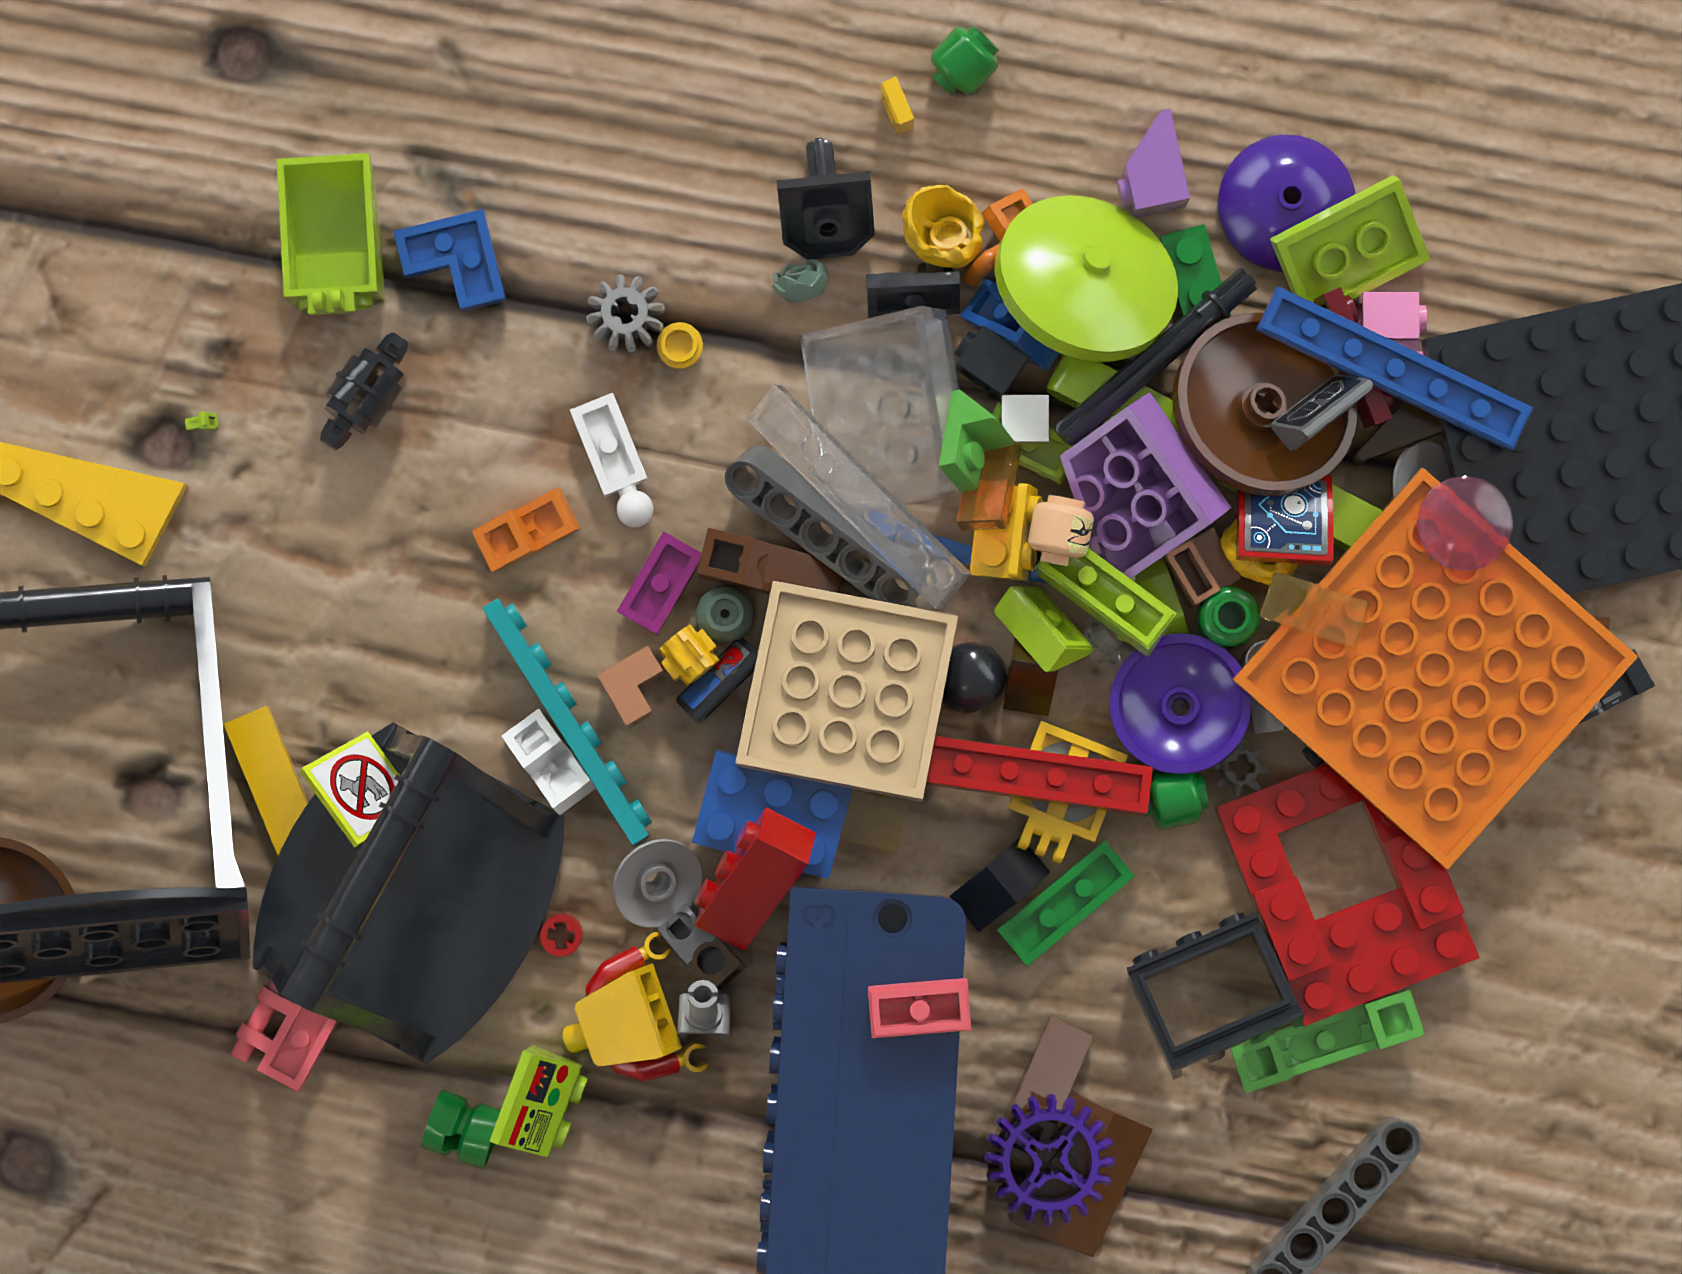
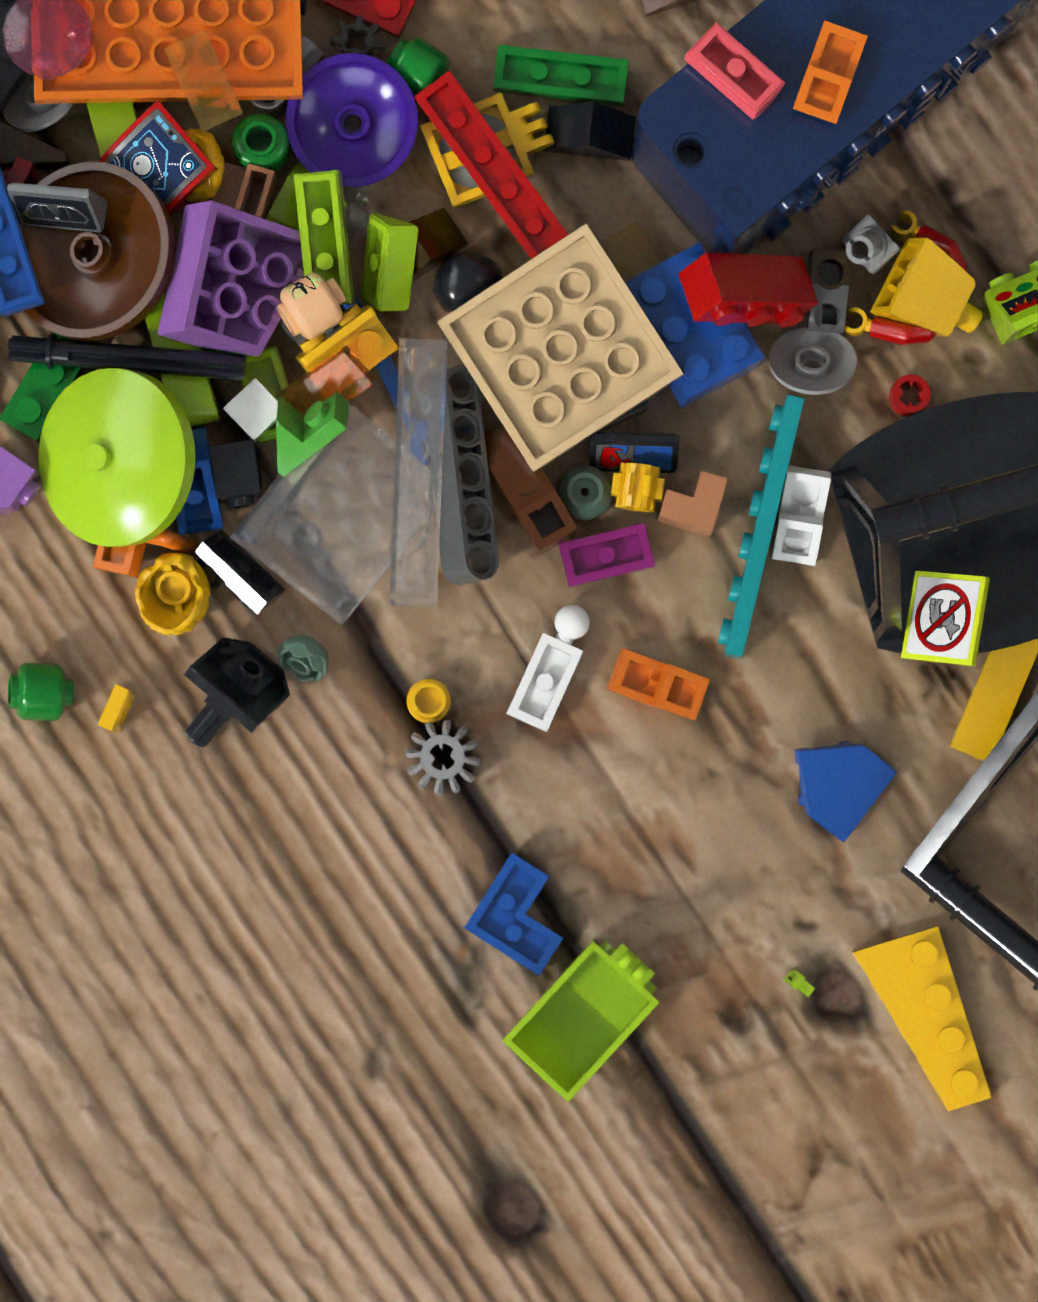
camera: 135 degrees left, 0 degrees up
(317, 594) = (840, 784): none -> blue slope
(351, 382) = (670, 886): black piece -> none
(848, 1084) = (830, 72): none -> orange slope

